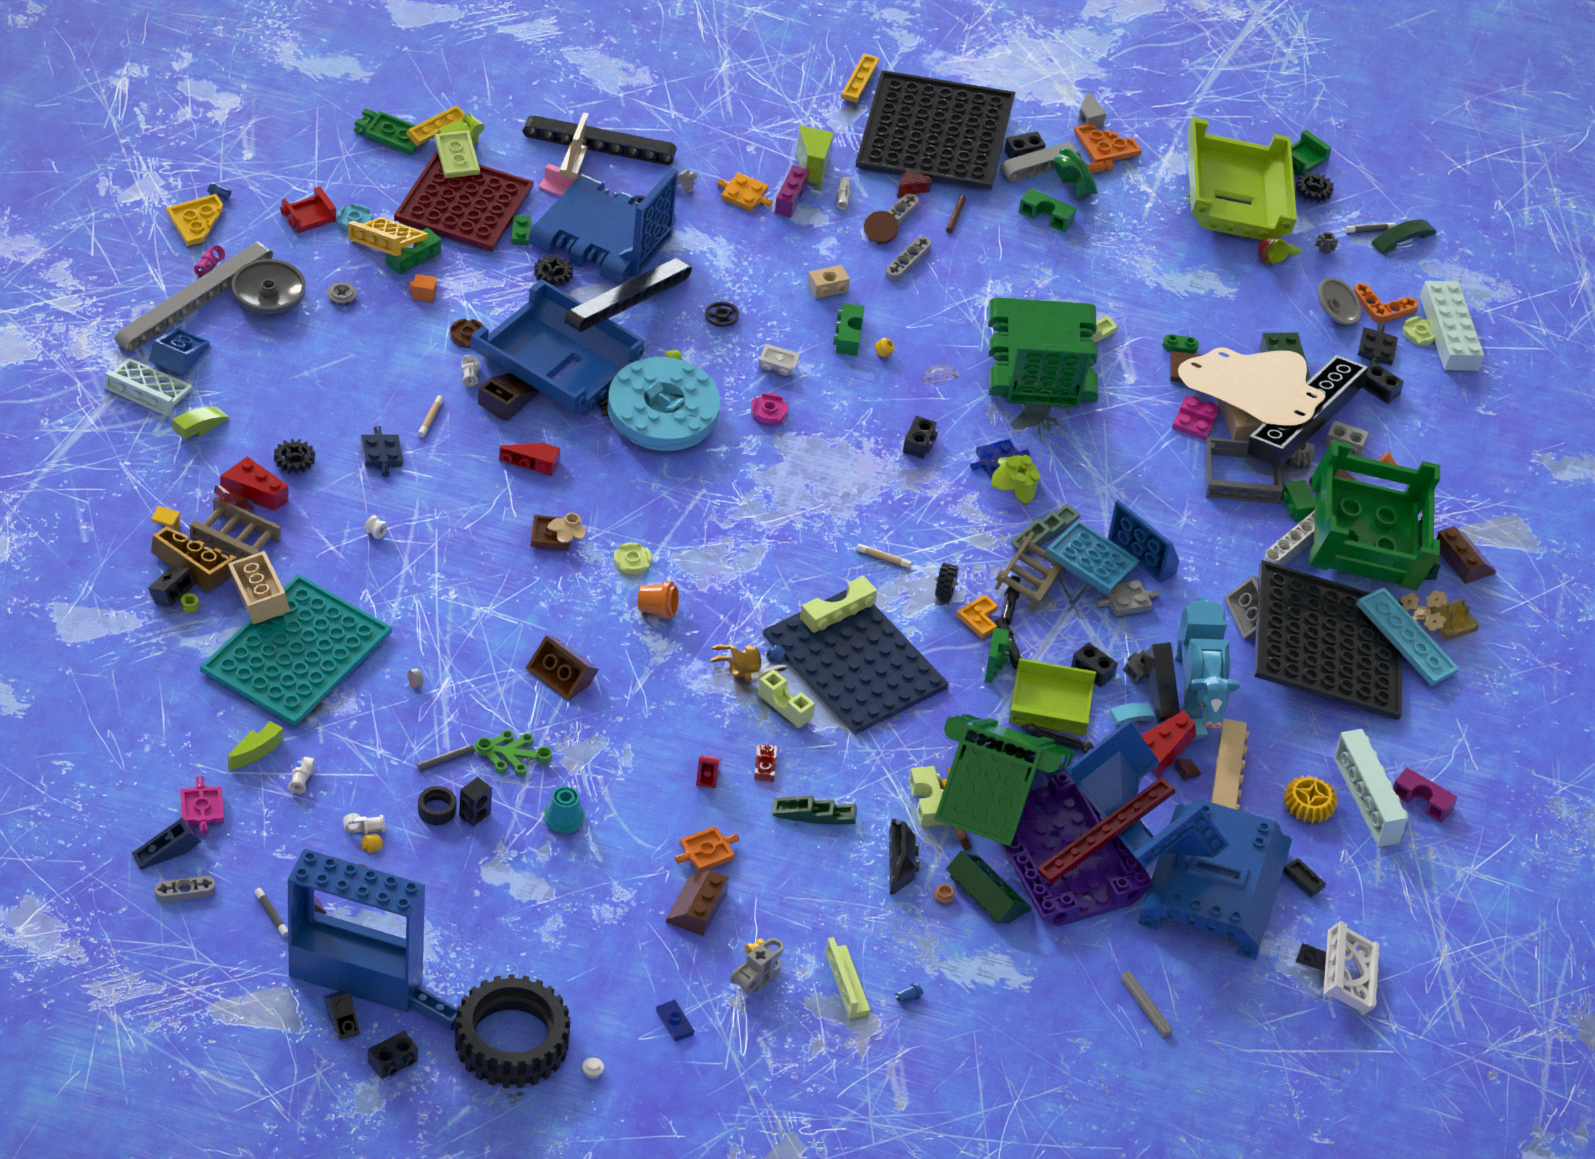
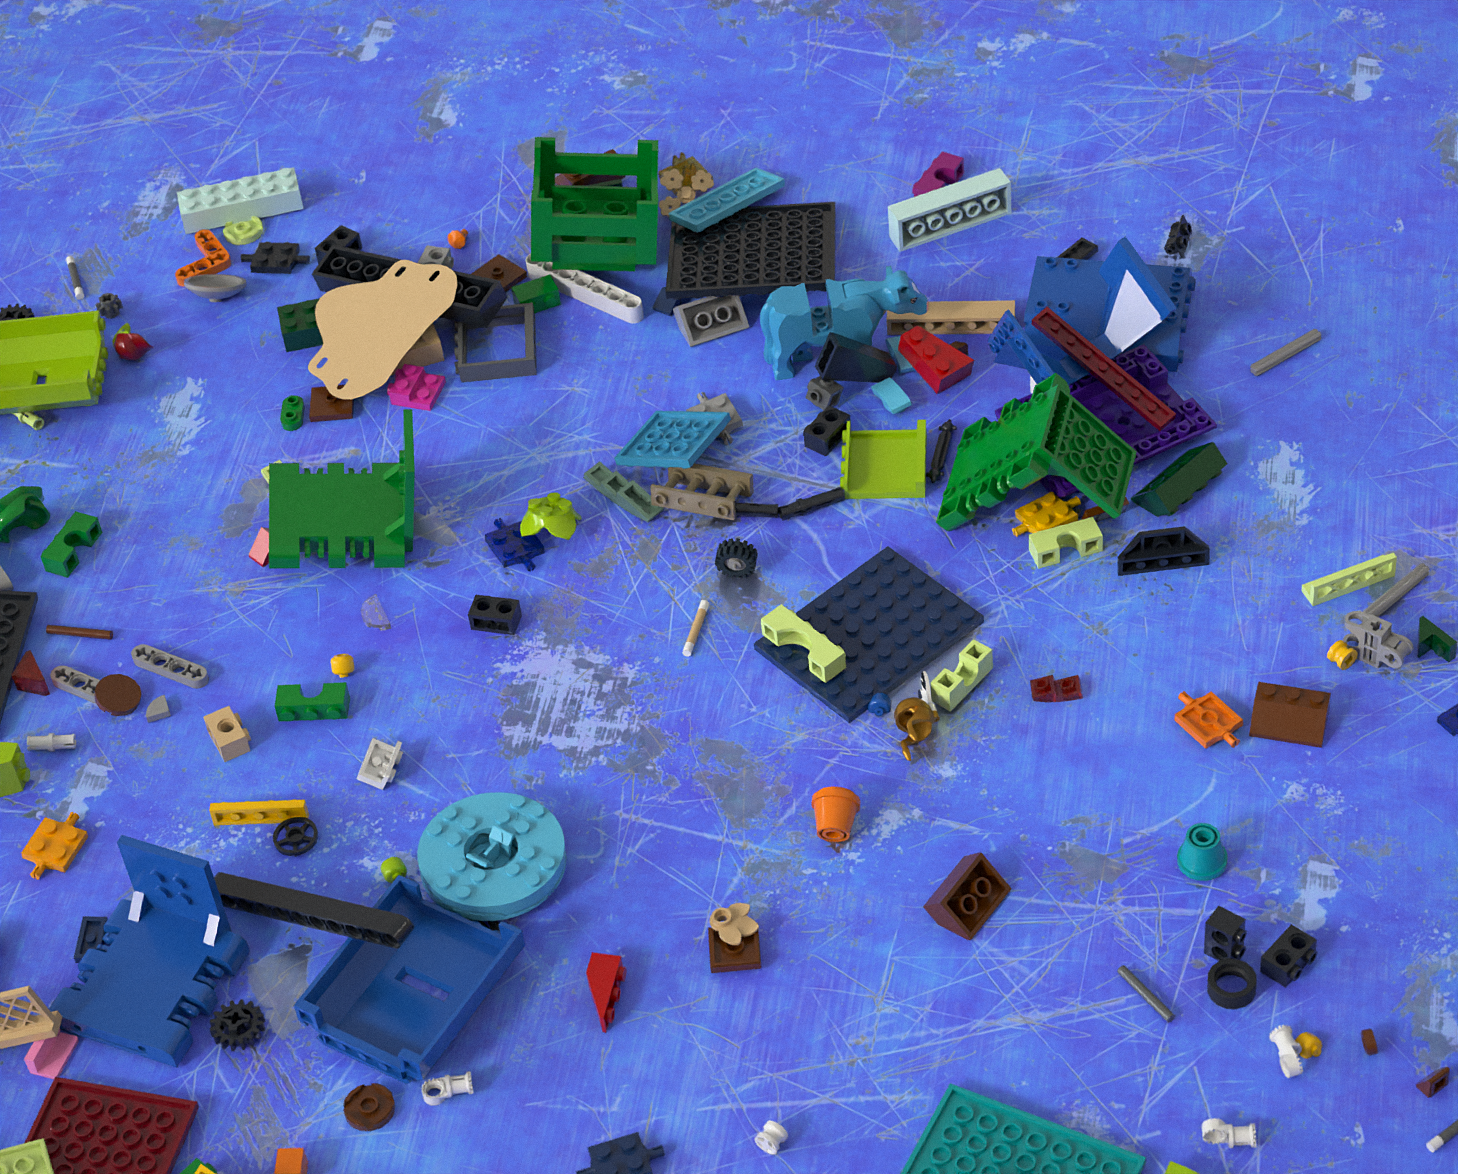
camera: 85 degrees left, 0 degrees up
(415, 678) = (1029, 1044): light grey tile -> none
(432, 413) = (539, 1119): tan bar -> none
(452, 844) = (1288, 956): none -> black brick
(489, 747) = (1116, 929): bright green plant -> none
(505, 395) = (495, 1034): slope -> none
(521, 230) = (152, 1080): green plate -> none
(632, 558) = (756, 862): yellowish green tile -> none
(687, 180) = (39, 908): light grey piece -> none
(708, 771) = (1091, 728): red slope -> none
(746, 299) = (257, 812): none -> yellow plate
(761, 1015) = (1434, 638): none -> dark green slope
(762, 414) = (469, 773): dark pink plate -> none
(792, 188) = (72, 790): magenta arch -> none
(811, 811) = (1117, 635): dark green slope -> none
(825, 1009) = (1398, 590): none -> light grey axle
(865, 250) = (157, 709): none -> light grey tile
(909, 993) = (1344, 524): blue pin -> none
(944, 893) = (1197, 516): nougat plate -> none
(976, 616) = (776, 537): light orange plate -> none
(997, 653) = (843, 503): green plate -> none
(1144, 542) = (633, 405): blue slope -> none
(1322, 803) = (971, 256): yellow gear -> none
(1343, 941) = (1194, 206): white fence -> none
(1389, 239) = (89, 250): dark green slope -> none

